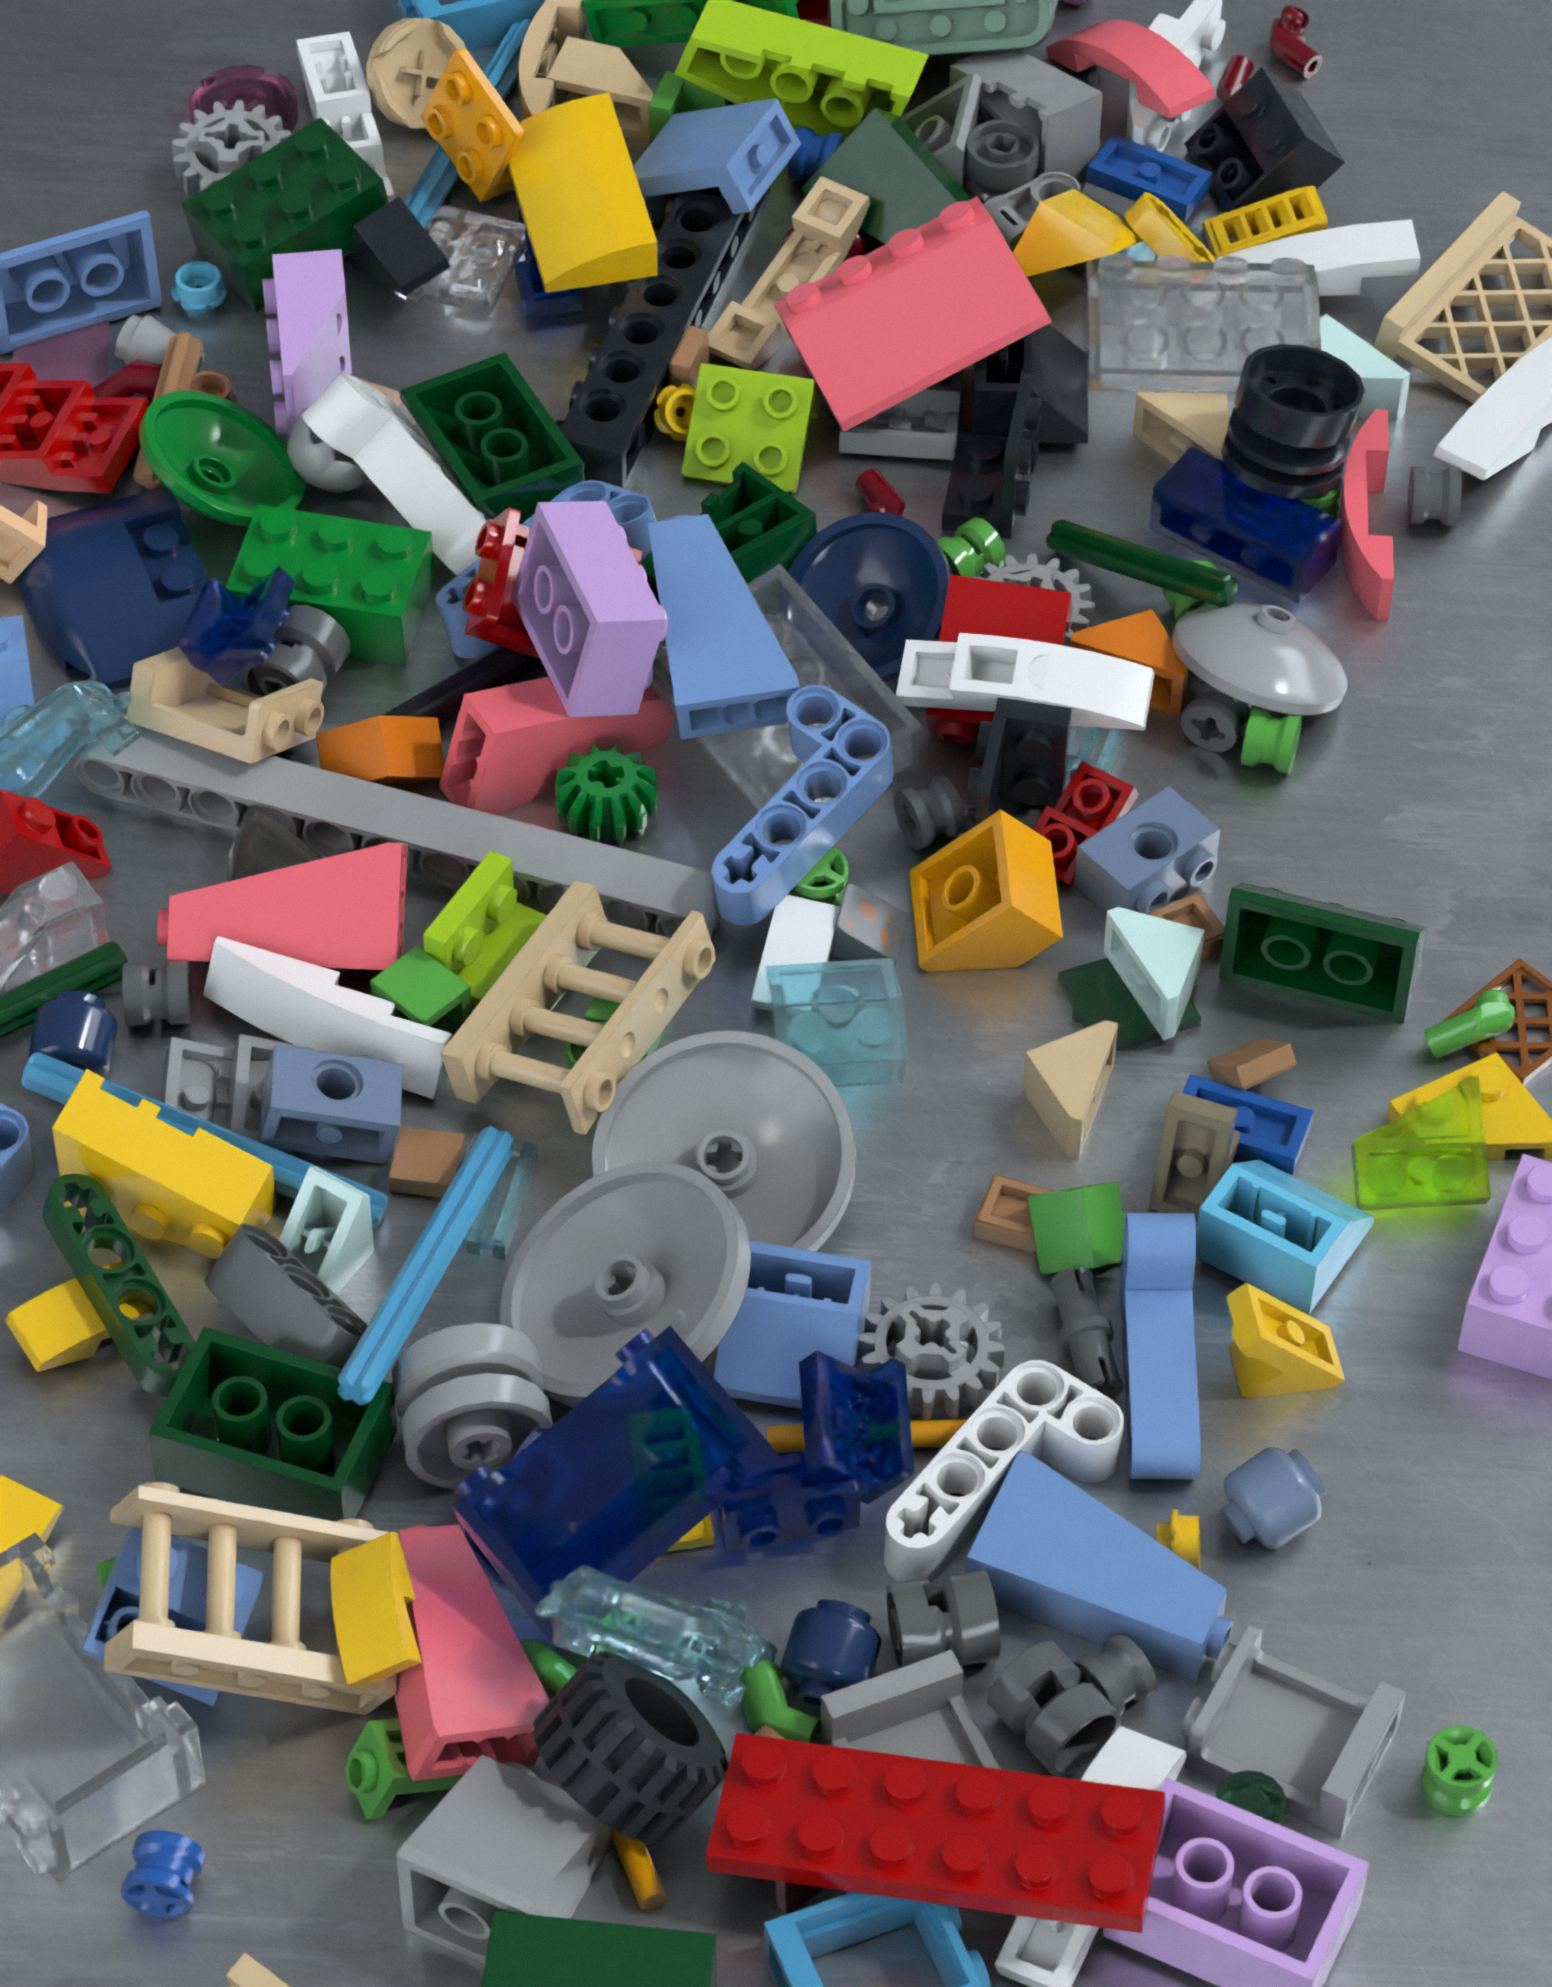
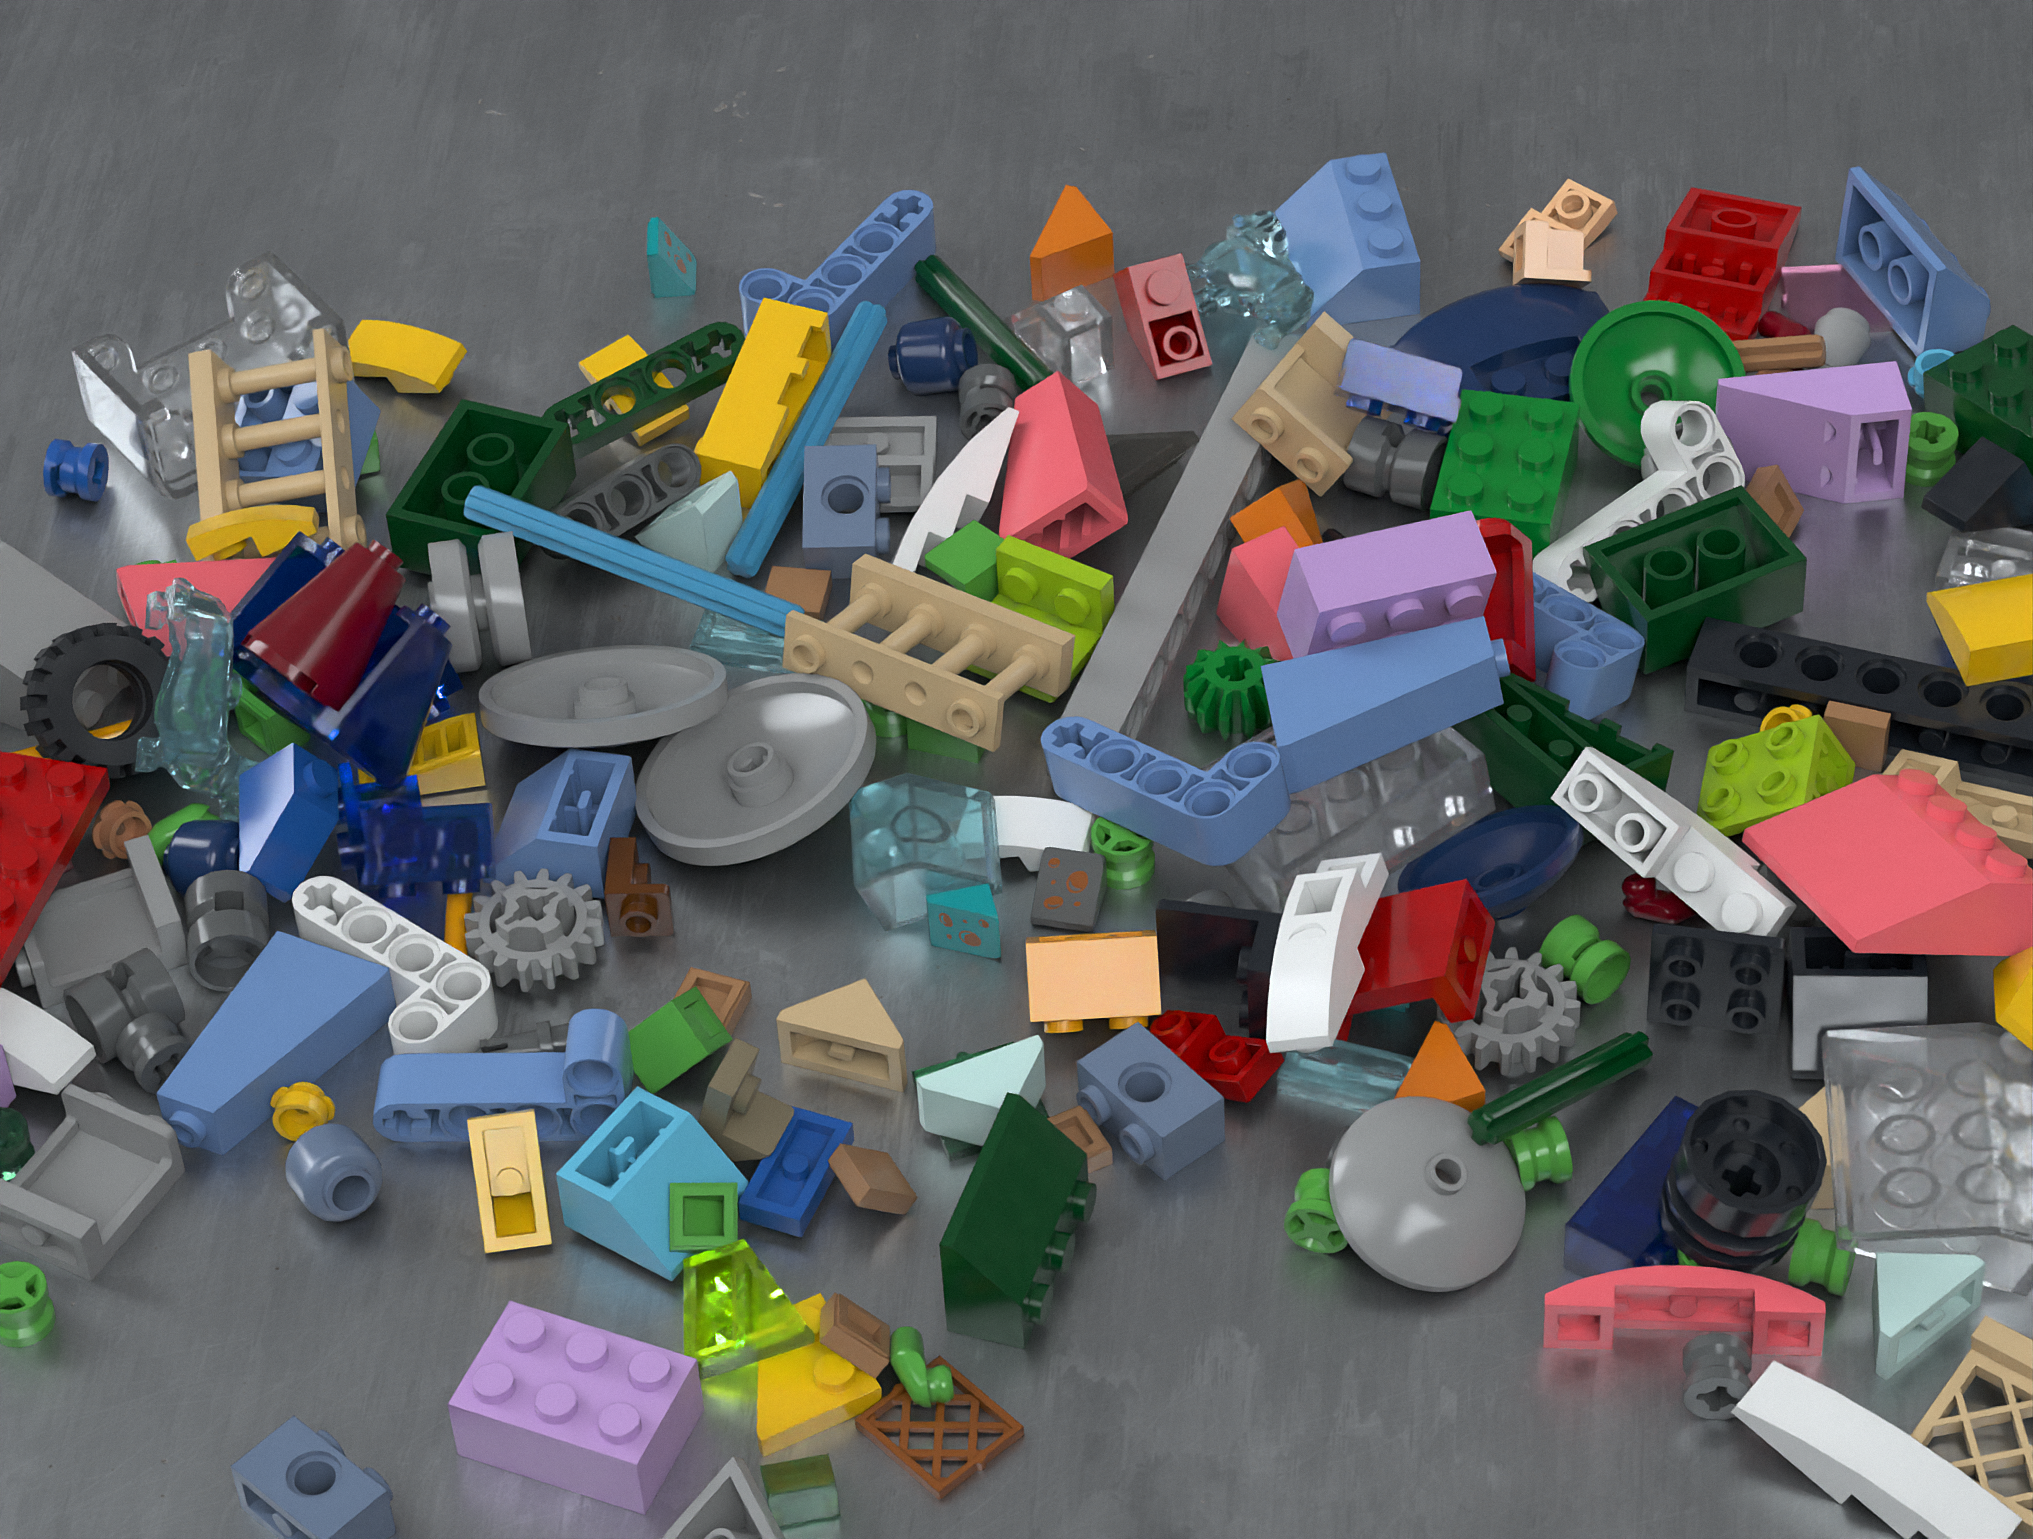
camera: 95 degrees right, 5 degrees down
(599, 1470) = (332, 624): none -> dark red cone
(800, 1557) = (285, 817): none -> blue slope
(882, 457) = (1672, 844): none -> white slope
(891, 1267) = (631, 900): none -> reddish brown bracket
(921, 988) = (964, 921): none -> teal slope
(1322, 1172) = (702, 1216): none -> bright green slope
(1449, 1062) = (855, 1334): none -> medium nougat tile

